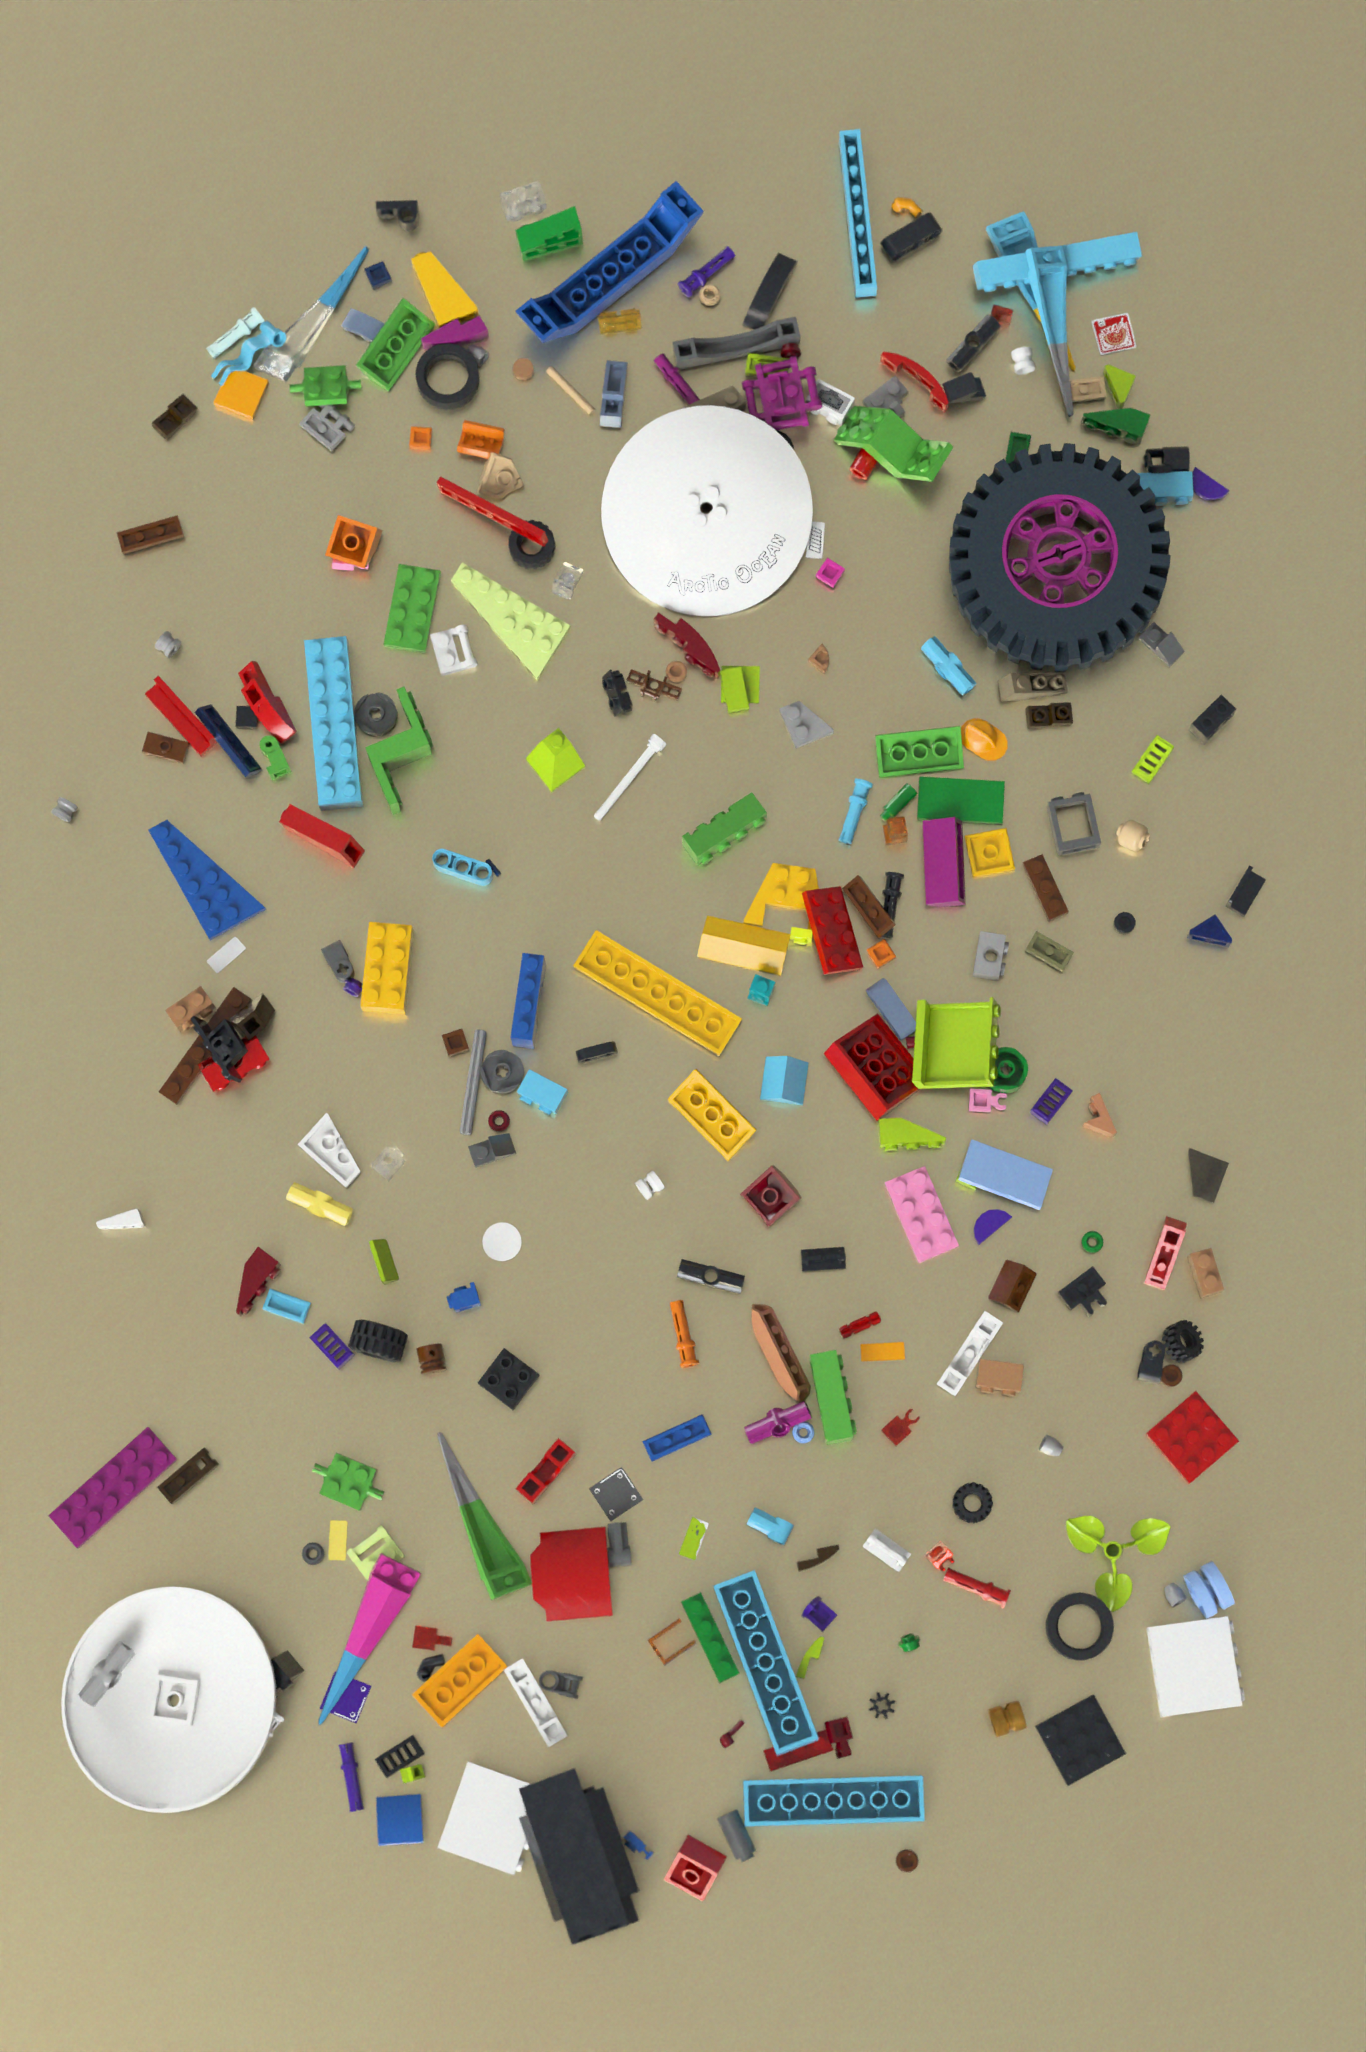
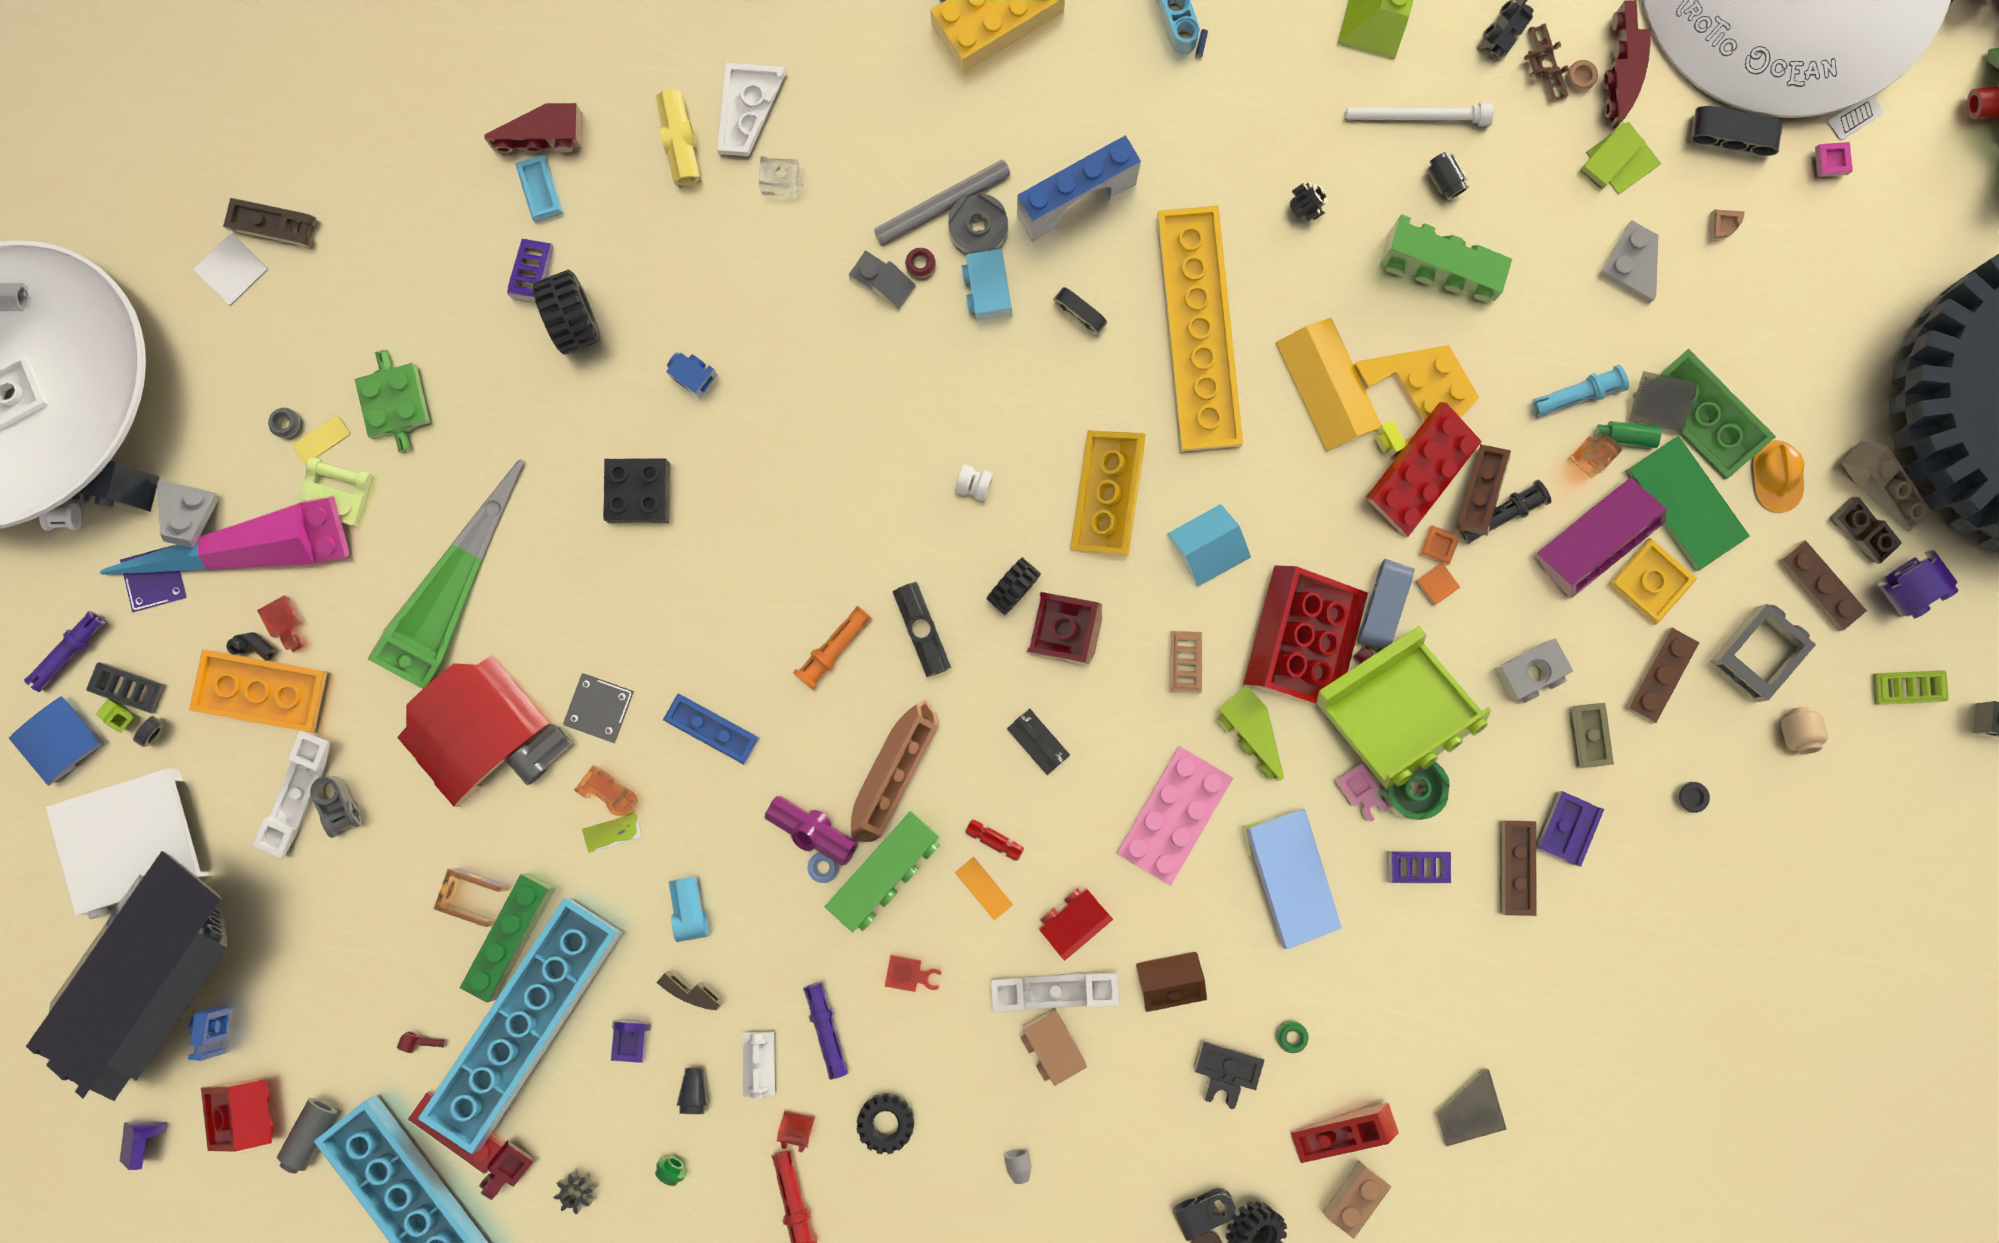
camera: 50 degrees right, 5 degrees up
(112, 1487) = (199, 152): magenta plate -> none
(195, 1520) = (230, 269): none -> white sticker
(322, 1648) = (183, 512): none -> light grey wing
(384, 1260) = (666, 254): lime slope -> none
(433, 1363) = (591, 395): reddish brown piece -> none
(436, 1761) = (148, 731): none -> black tile
(455, 1042) = (971, 148): reddish brown plate -> none
(502, 1241) = (788, 368): white sticker -> none
(546, 1471) = (554, 610): red arch -> none
(632, 878) = (1308, 201): none -> black gear
(668, 1936) = (134, 1141): none -> dark purple tile
(675, 1518) = (617, 796): none -> clear orange leg
(676, 789) = (1448, 175): none -> black brick
(726, 1206) = (1013, 586): none -> black tyre
(761, 990) = (1293, 441): teal brick -> none
(773, 612) = (1736, 130): none -> black beam
(813, 1652) = (575, 1067): lime slope -> none
(851, 1142) = (1178, 687): none -> medium nougat slope
(875, 1598) = (692, 1093): none -> black cone
(891, 1496) = (823, 1022): none -> dark purple pin
(894, 770) = (1662, 401): none -> clear smoke piece
(902, 971) = (1438, 584): none -> orange tile
(939, 1313) = (1074, 922): none -> red slope
(948, 665) = (1833, 372): medium azure piece -> none
(989, 1223) = (1223, 901): dark purple tile -> none
(1061, 762) = (1822, 585): none -> reddish brown plate
(1091, 1003) = (1570, 828): none -> dark purple plate
(1092, 1047) = (1519, 868): none -> reddish brown plate
(1099, 713) = (1918, 585): none -> dark purple brick
(1103, 1122) = (1441, 947): nougat slope -> none
(1211, 932) = (1762, 907): clear blue slope -> none
(1245, 892) = (1840, 911): black panel -> none

